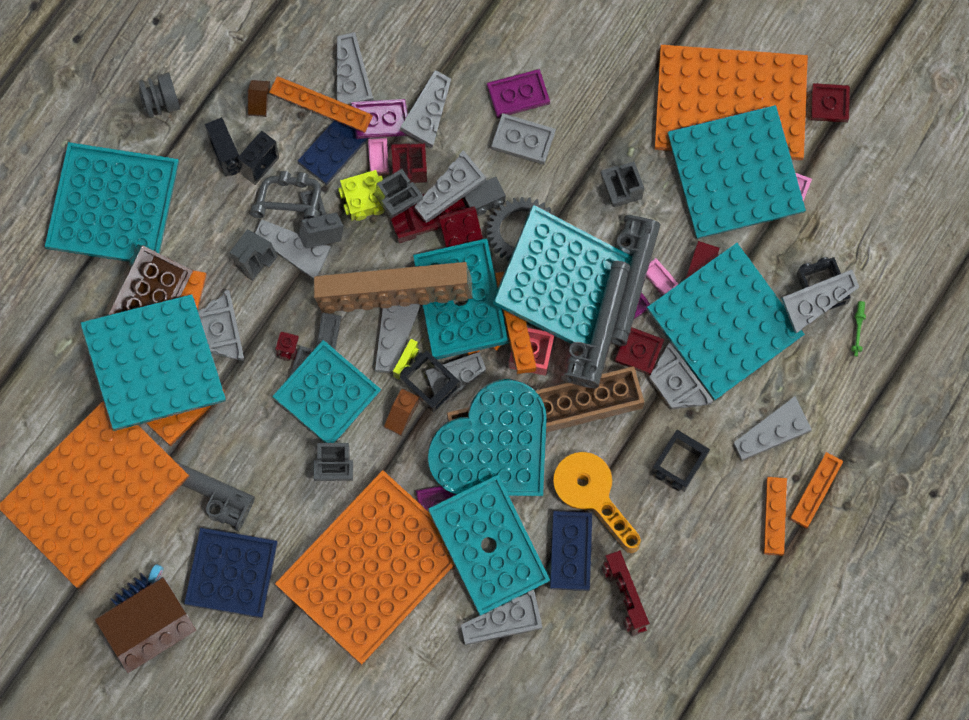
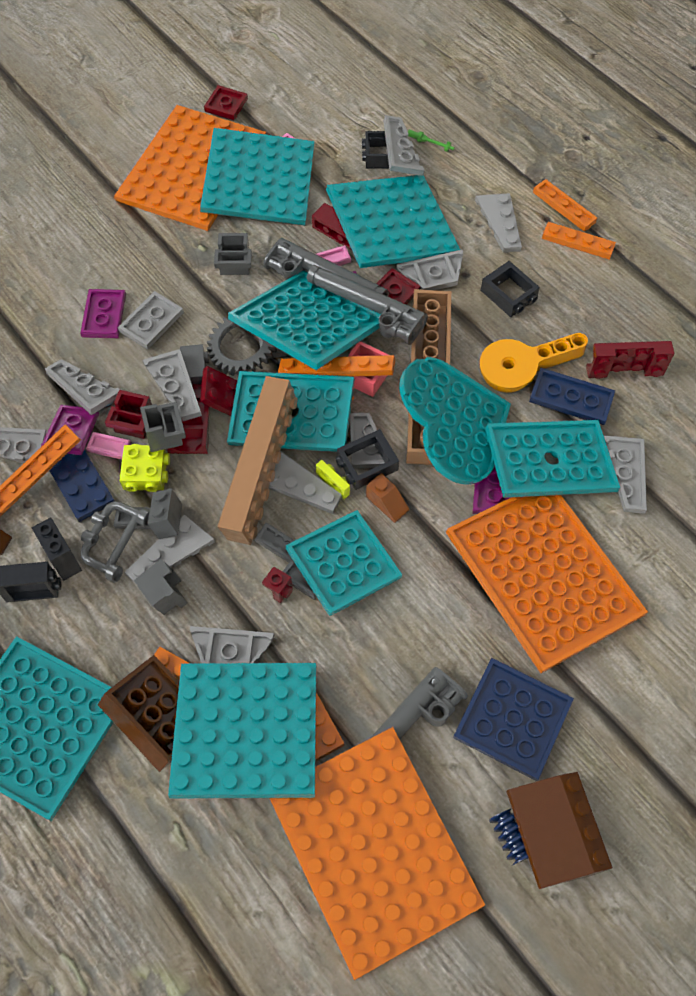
camera: 70 degrees left, 10 degrees down
(155, 573) = (494, 802): medium azure tile -> none
(333, 462) = (423, 574): dark grey plate -> none

